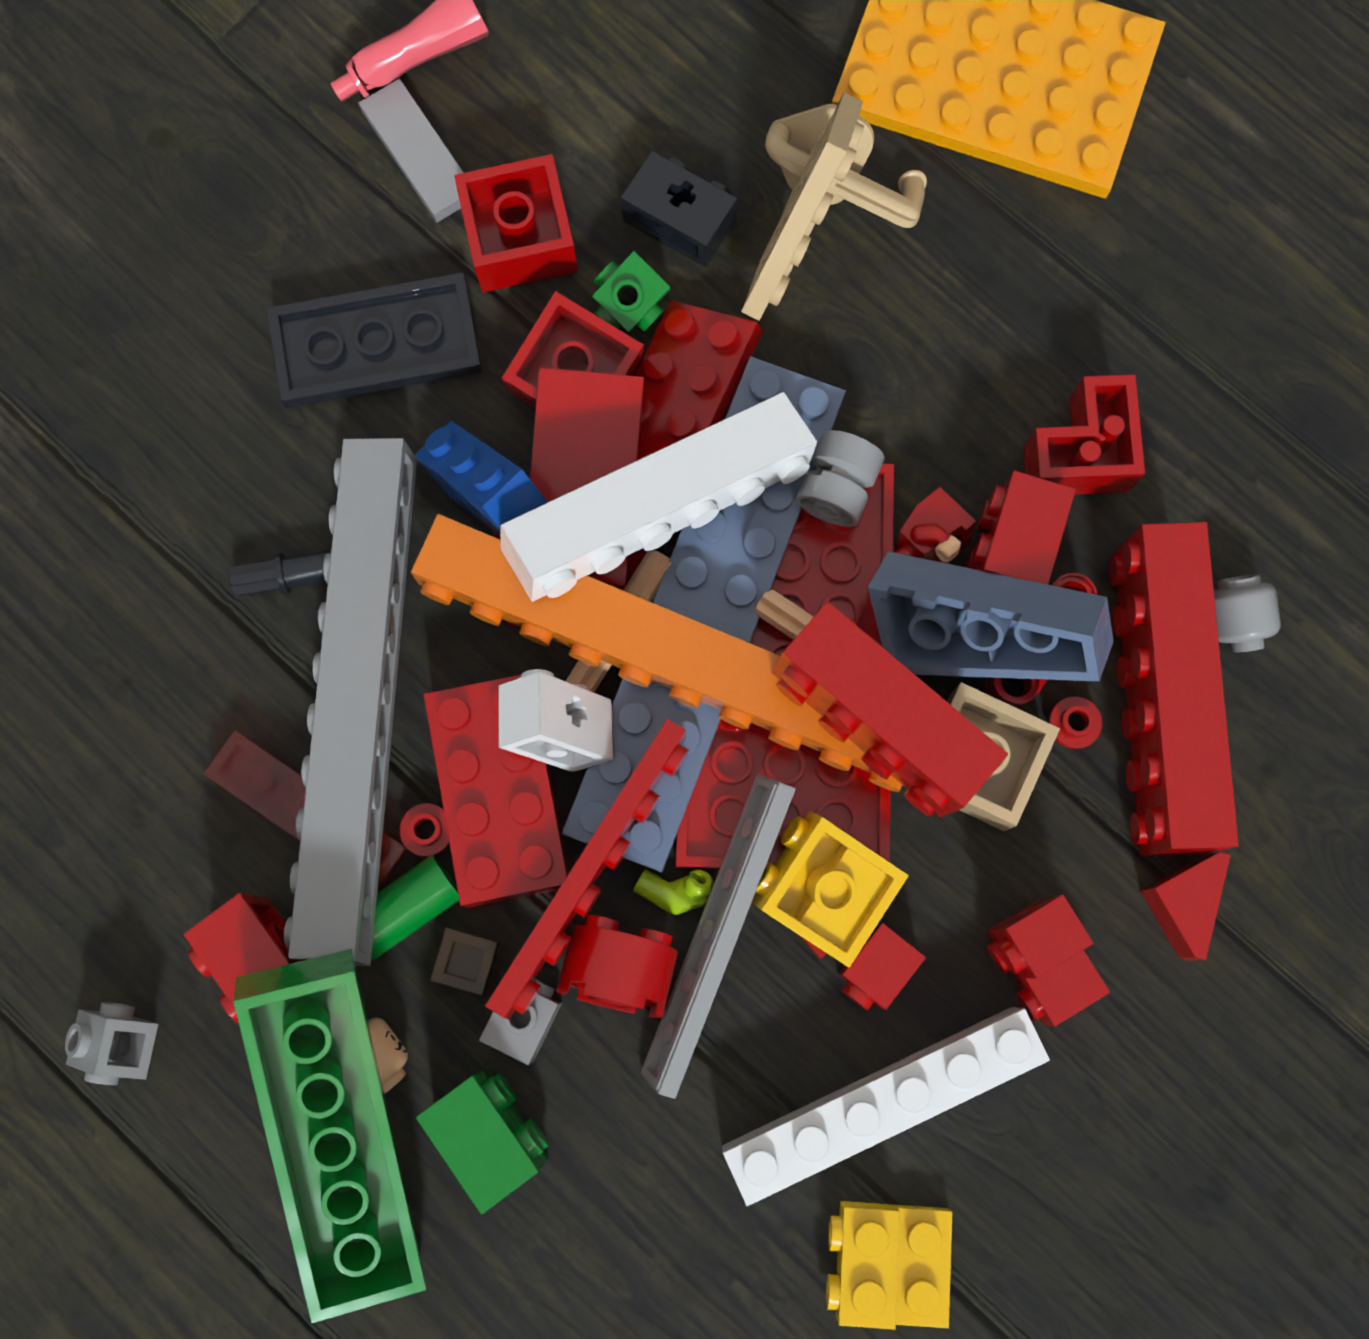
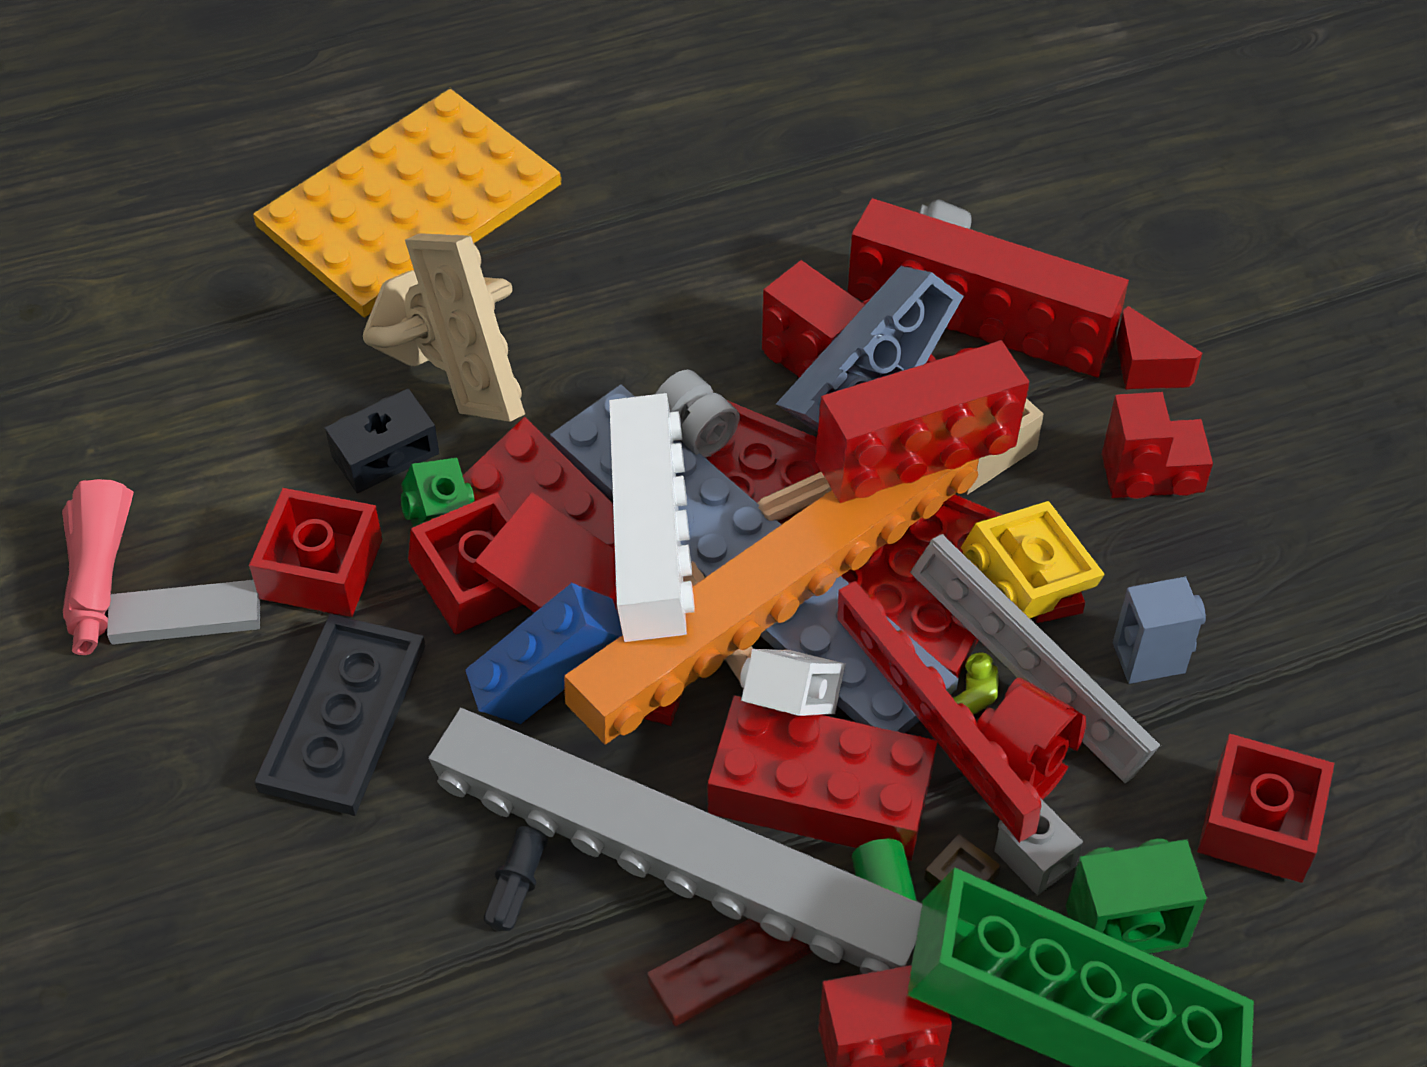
camera: 65 degrees left, 25 degrees down
(408, 830) = (828, 842): red plate -> none
(654, 1229) = (1266, 808): none -> red brick
(810, 1049) = (1158, 629): none -> sand blue brick
(880, 969) = (1119, 561): red brick -> none
(884, 1104) = (1232, 636): white brick -> none
(890, 1265) = (1360, 666): yellow plate -> none
(936, 529) = (769, 378): red piece -> none
(1100, 448) = (755, 253): red brick -> none

